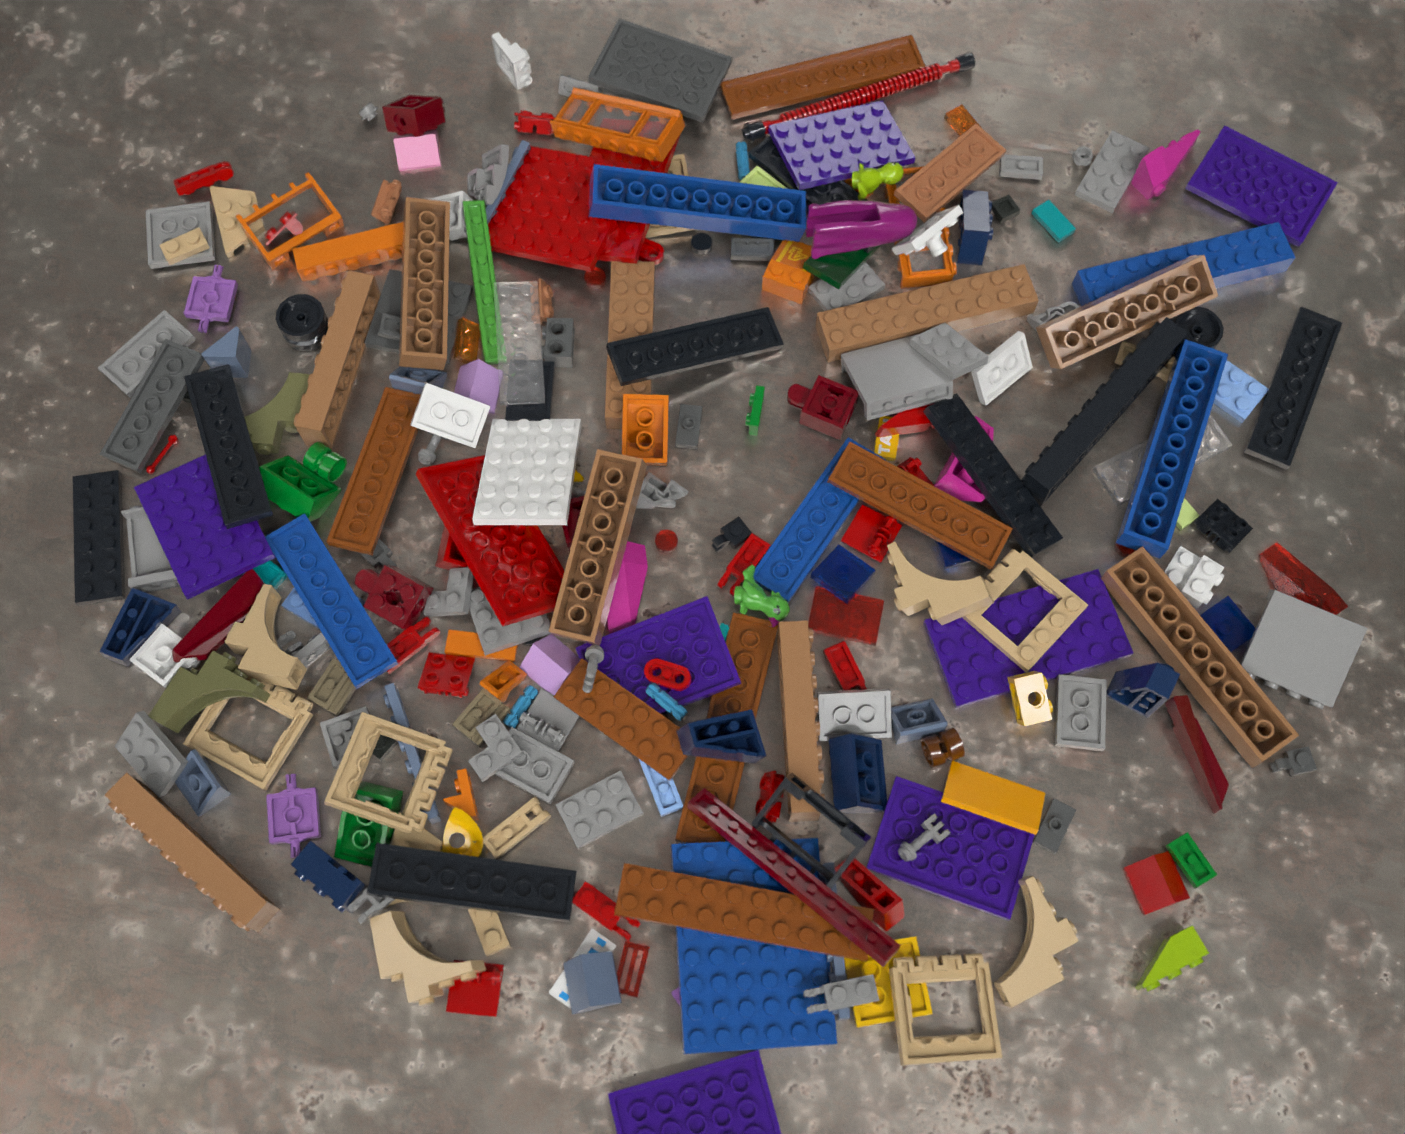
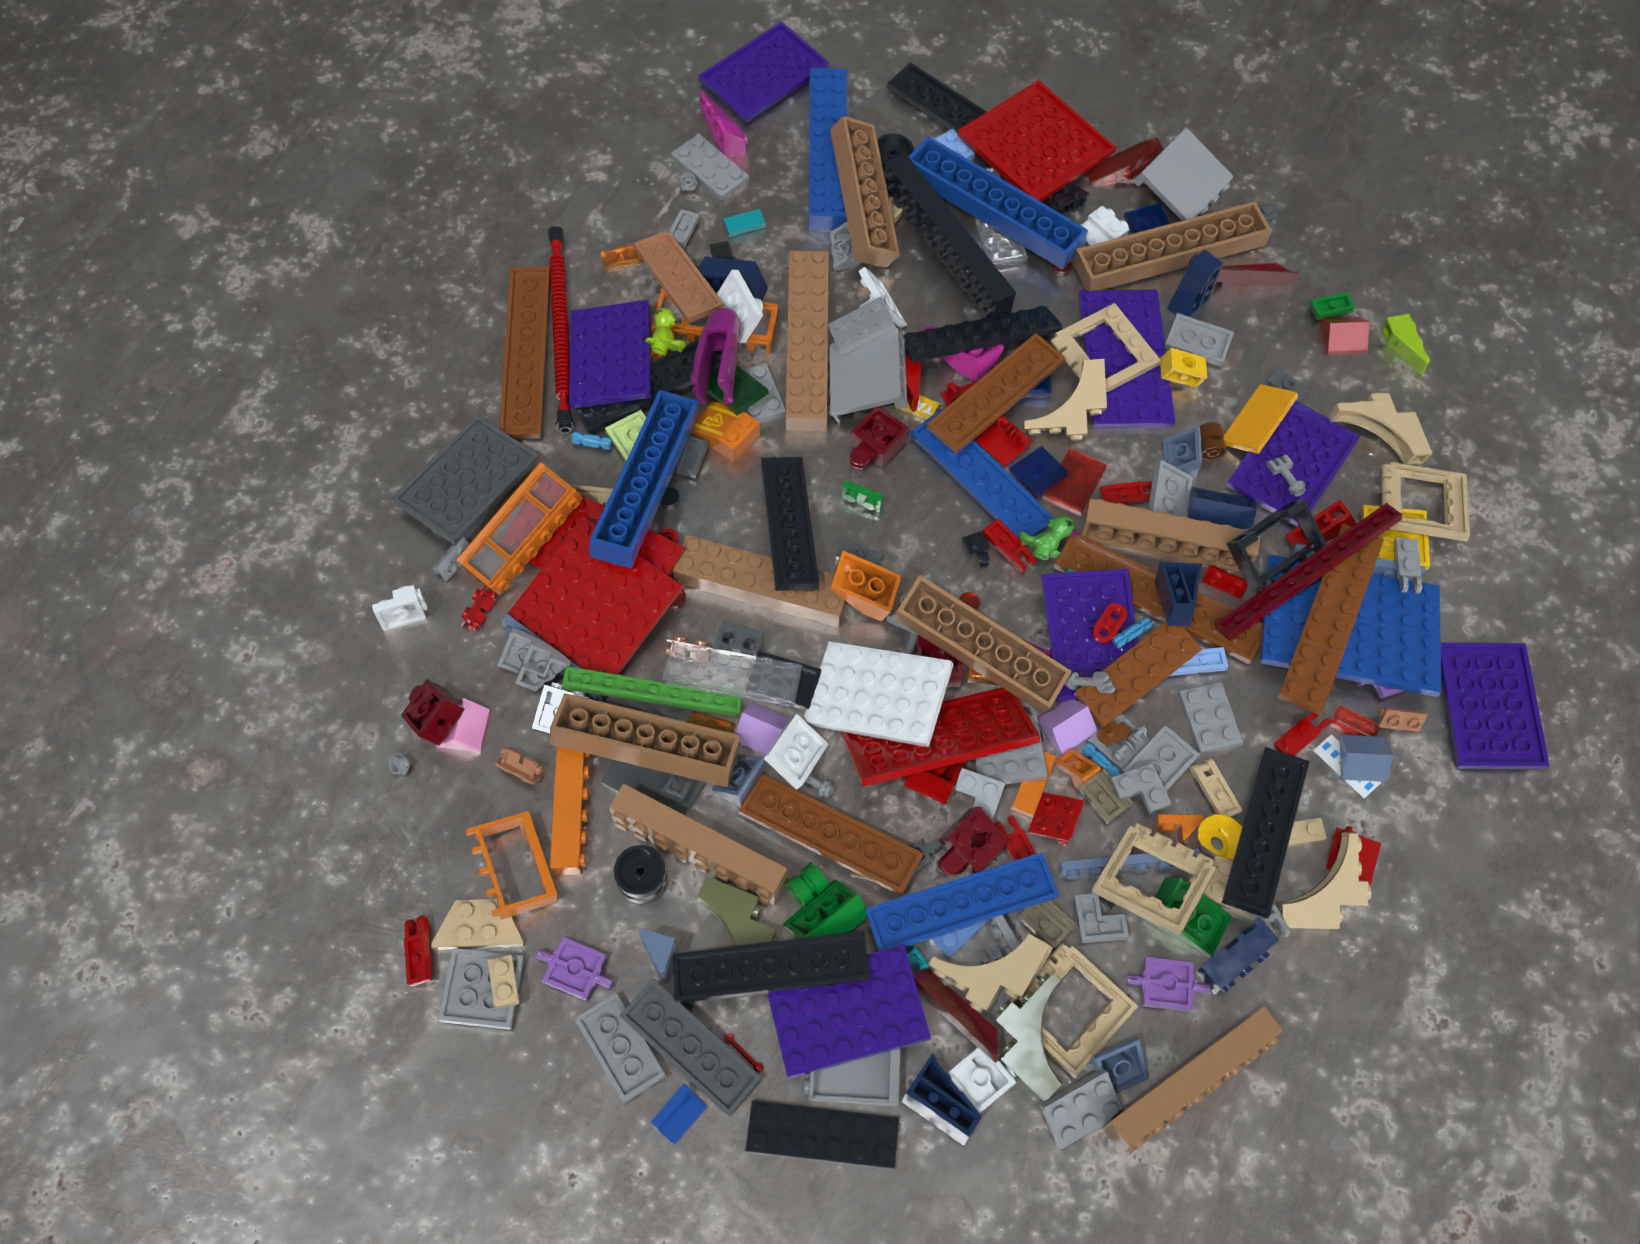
camera: 75 degrees left, 5 degrees down
(96, 414) = (678, 1114): none -> blue panel
(287, 220) = (520, 872): hinge -> none
(549, 708) = (1113, 733): none -> dark orange piece
(652, 1029) = (1401, 719): none -> nougat hinge
(1284, 477) = (1036, 141): none -> red plate

